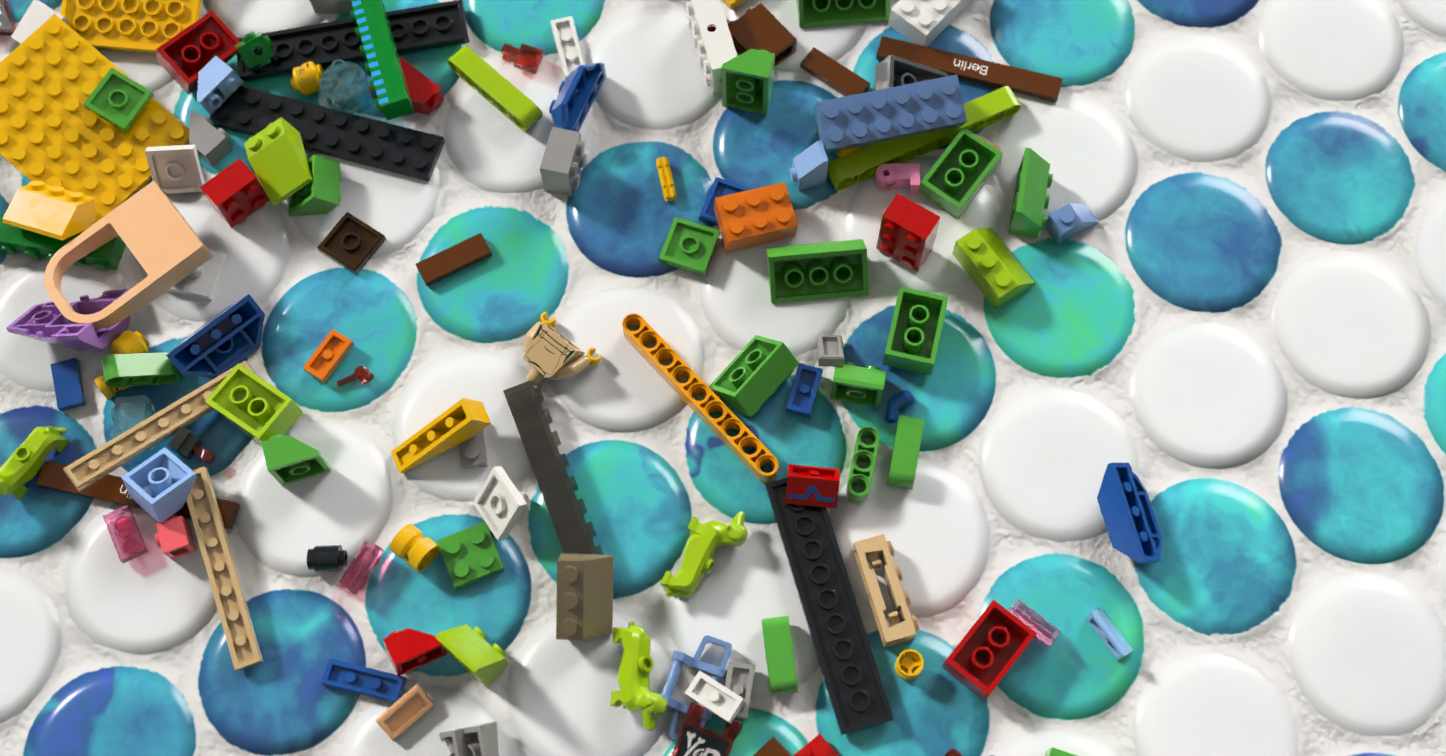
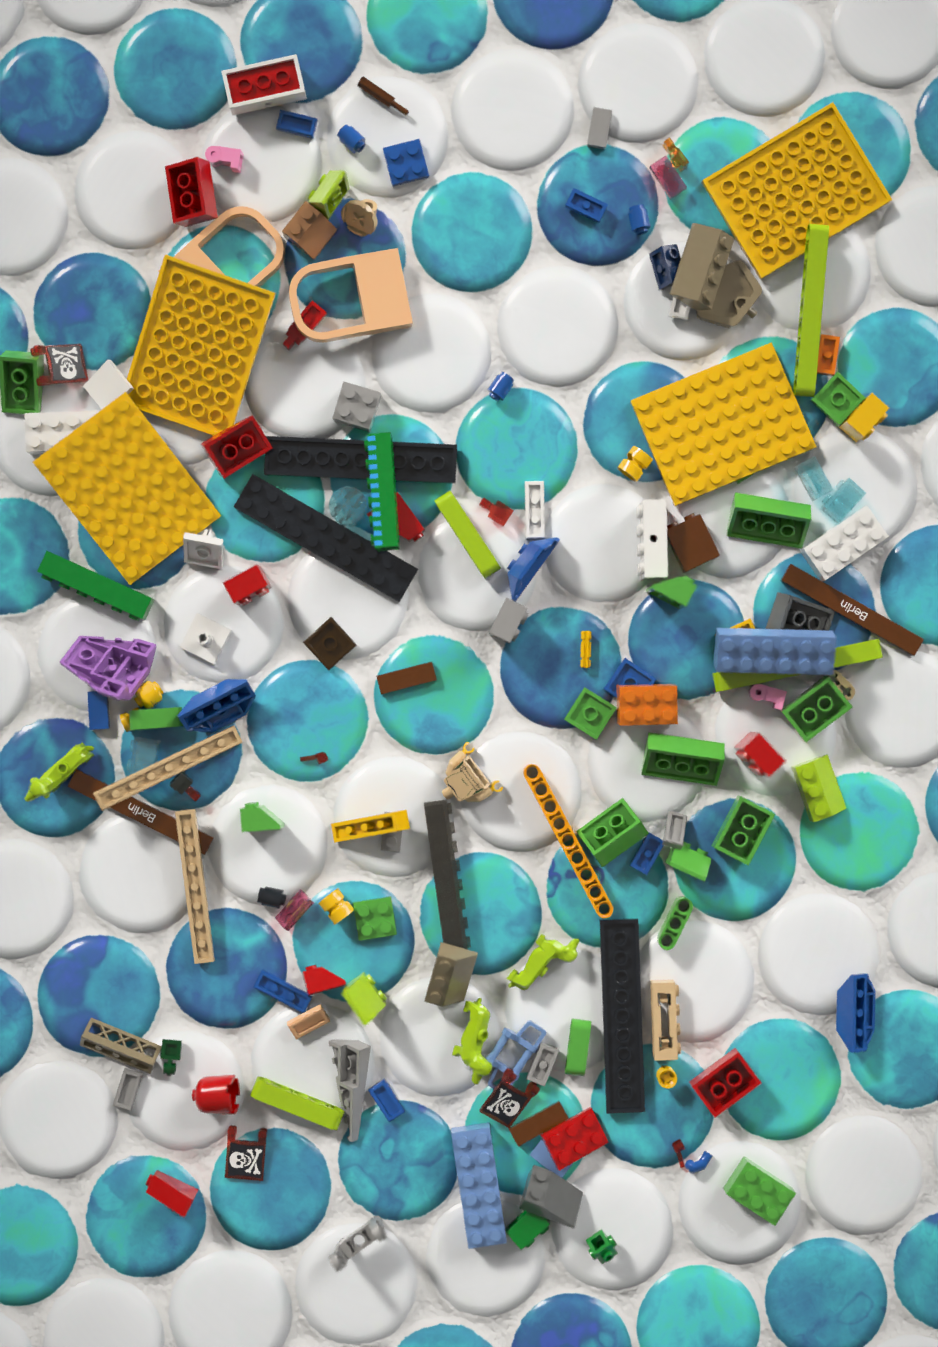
camera: 10 degrees right, 20 degrees up
(50, 210) = (102, 570): yellow slope -> none
(118, 99) = (167, 482): bright green plate -> none
(125, 534) = (128, 841): clear pink plate -> none
(156, 238) = (182, 616): light nougat window -> none
(160, 484) = (161, 817): light blue slope -> none
(175, 537) = (164, 853): coral brick -> none
(209, 142) = (230, 526): light grey slope -> none
(216, 84) = (245, 481): light blue slope -> none
(247, 46) = (281, 459): green brick -> none
(253, 405) = (235, 767): lime slope -> none
(279, 160) = (286, 566): lime slope -> none
(306, 78) = (319, 489): yellow head -> none
(320, 194) = (308, 590): bright green slope -> none
(328, 356) = (297, 737): orange plate -> none
(500, 503) = (405, 890): white tile -> none
(715, 697) = (525, 1068): white plate -> none
(810, 167) = (699, 672): light blue slope -> none
(812, 486) = (634, 932): red panel -> none
(833, 73) = (743, 588): reddish brown tile -> none
(902, 398) = (713, 879): blue arm -> none
(905, 452) = (708, 920): bright green beam -> none
(1030, 195) = (864, 739): bright green slope -> none
(1045, 630) = (762, 1068): clear pink plate -> none
(1069, 222) = (889, 766): medium blue slope -> none
(1109, 634) = (814, 1088): light blue slope -> none

